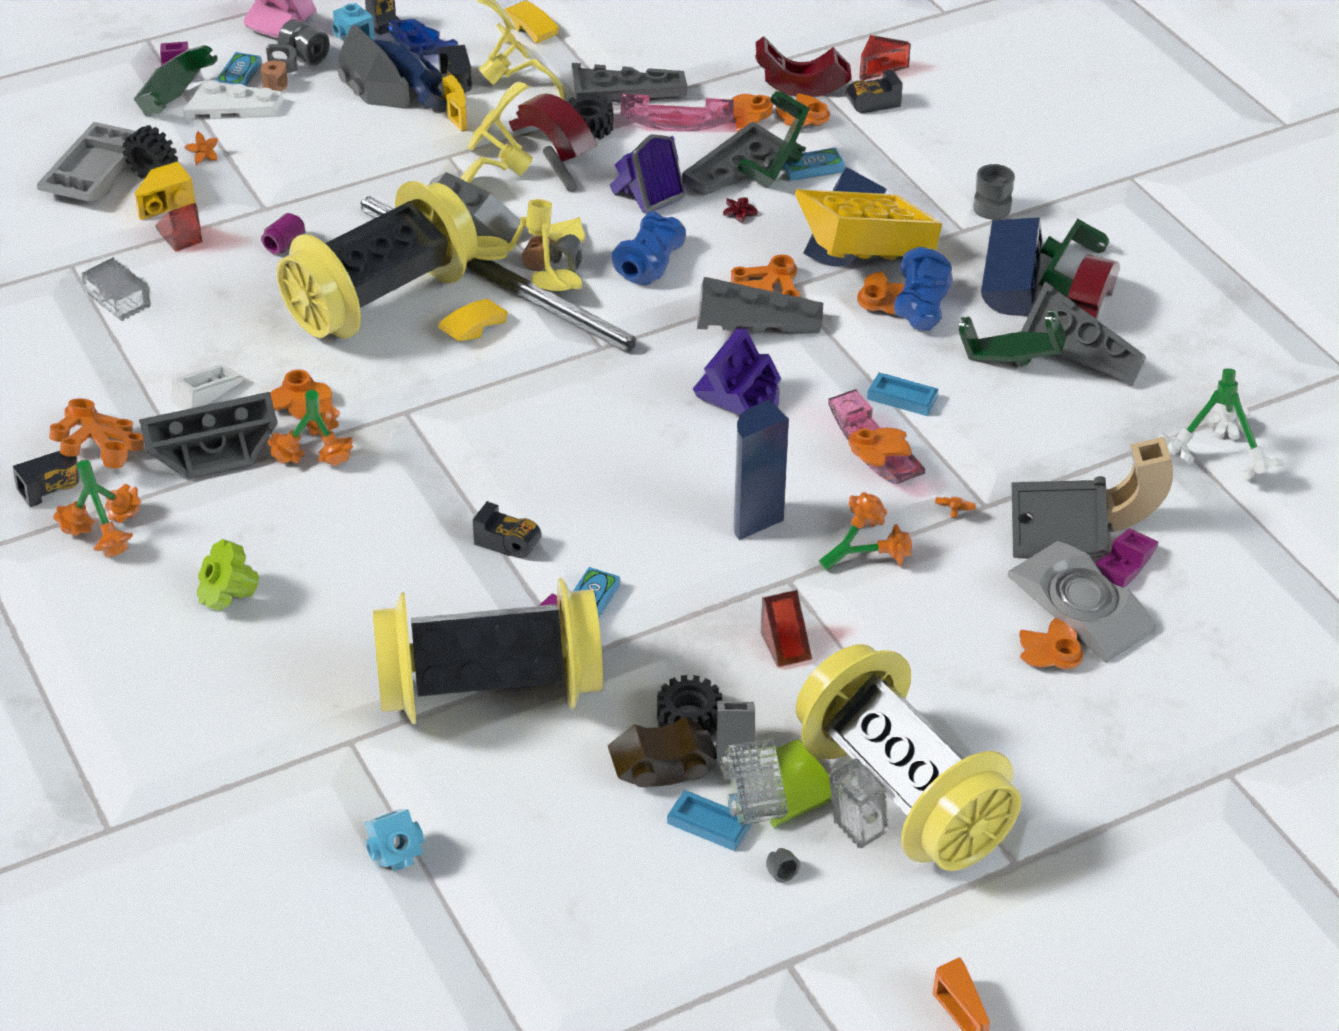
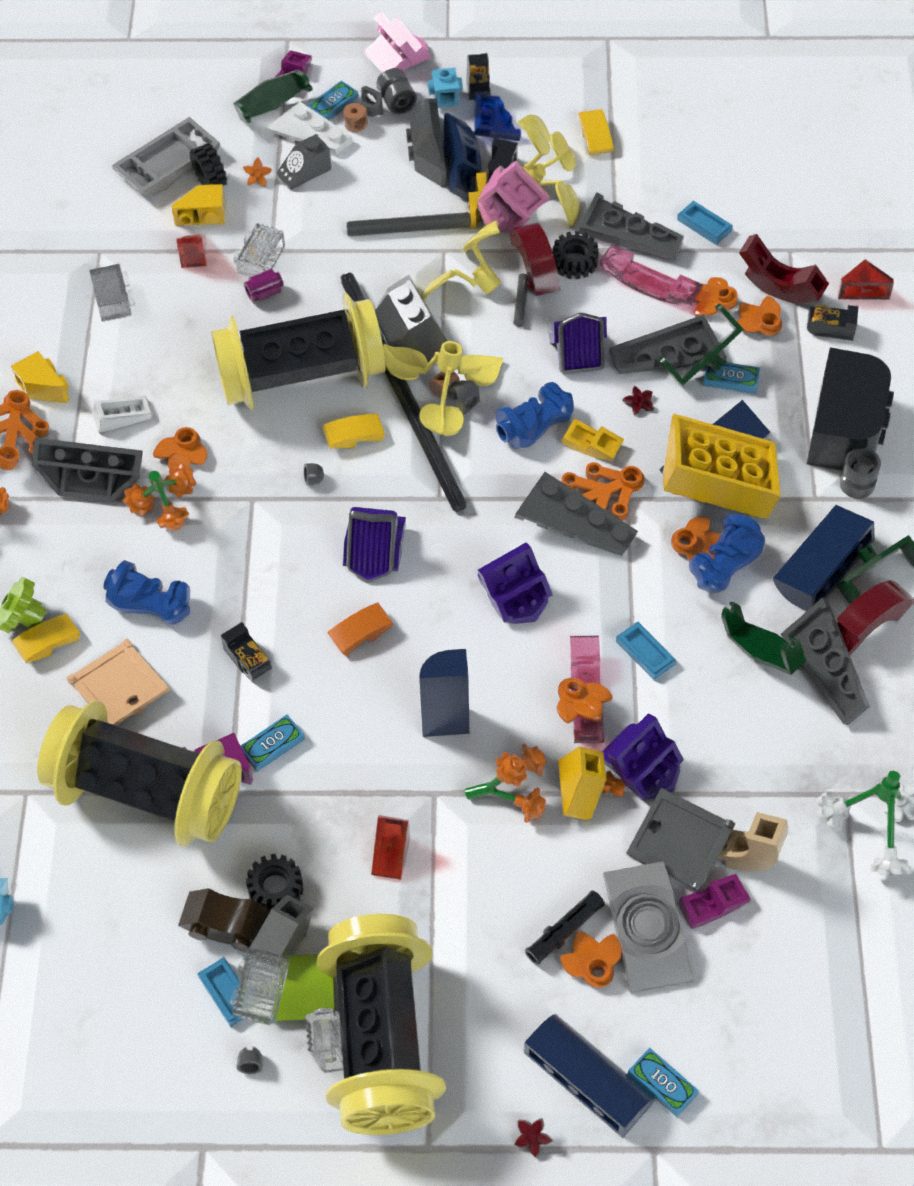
camera: 30 degrees right, 15 degrees up
(94, 382) = (39, 379): none -> yellow slope
(250, 123) = (305, 162): none -> dark grey slope
(255, 207) = (260, 250): none -> clear brick
(270, 598) = (42, 638): none -> yellow slope
(352, 521) = (135, 593): none -> blue animal
(371, 591) = (116, 680): none -> light nougat container
(396, 144) = (408, 224): none -> dark grey axle
(456, 367) = (313, 473): none -> dark grey hinge
(490, 79) = (510, 197): none -> bright pink piece
(567, 393) = (373, 542): none -> dark purple piece
(607, 471) = (360, 626): none -> orange slope
(692, 59) = (705, 222): none -> dark azure tile
(728, 253) = (598, 444): none -> yellow slope
(931, 506) = (581, 781): none -> yellow slope
(945, 144) = (850, 407): none -> black brick
(973, 467) = (644, 758): none -> dark purple piece
(1003, 640) = (555, 935): none -> black pin
(1112, 806) = (532, 1135): none -> dark red plant
(1123, 738) = (588, 1074): none -> dark blue brick
(1195, 715) = (663, 1082): none -> dark azure tile

